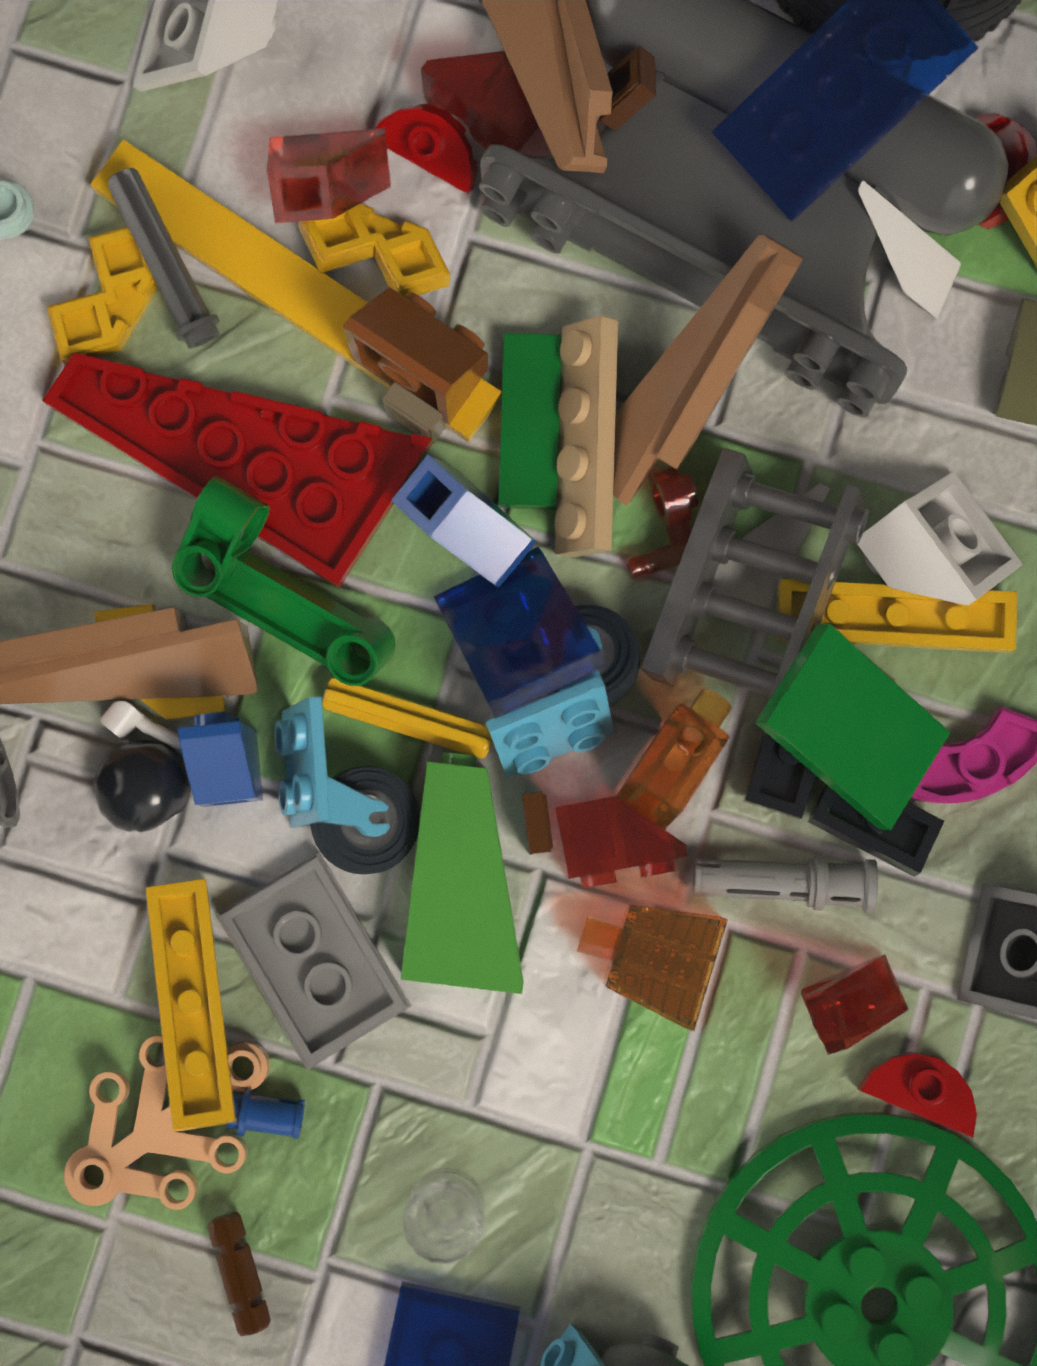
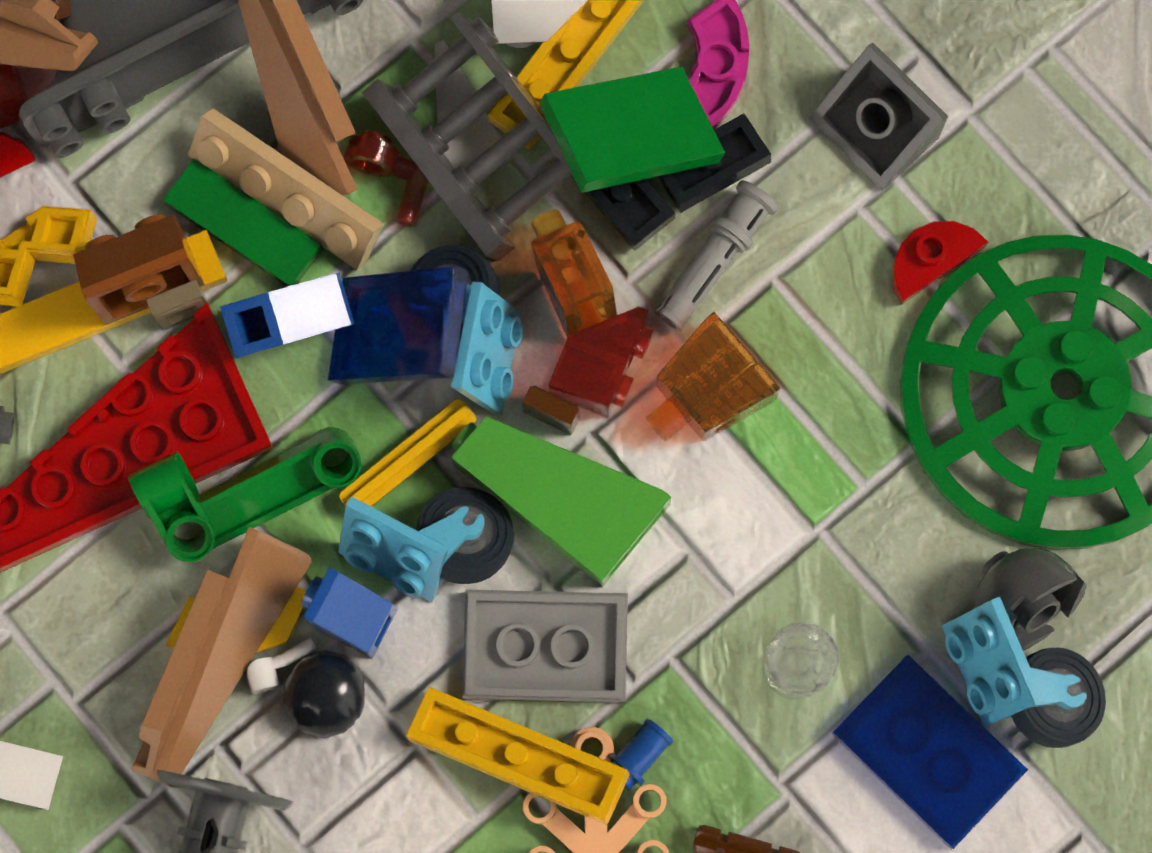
camera: 55 degrees left, 5 degrees down
(854, 1003) = (835, 265): clear red slope -> none

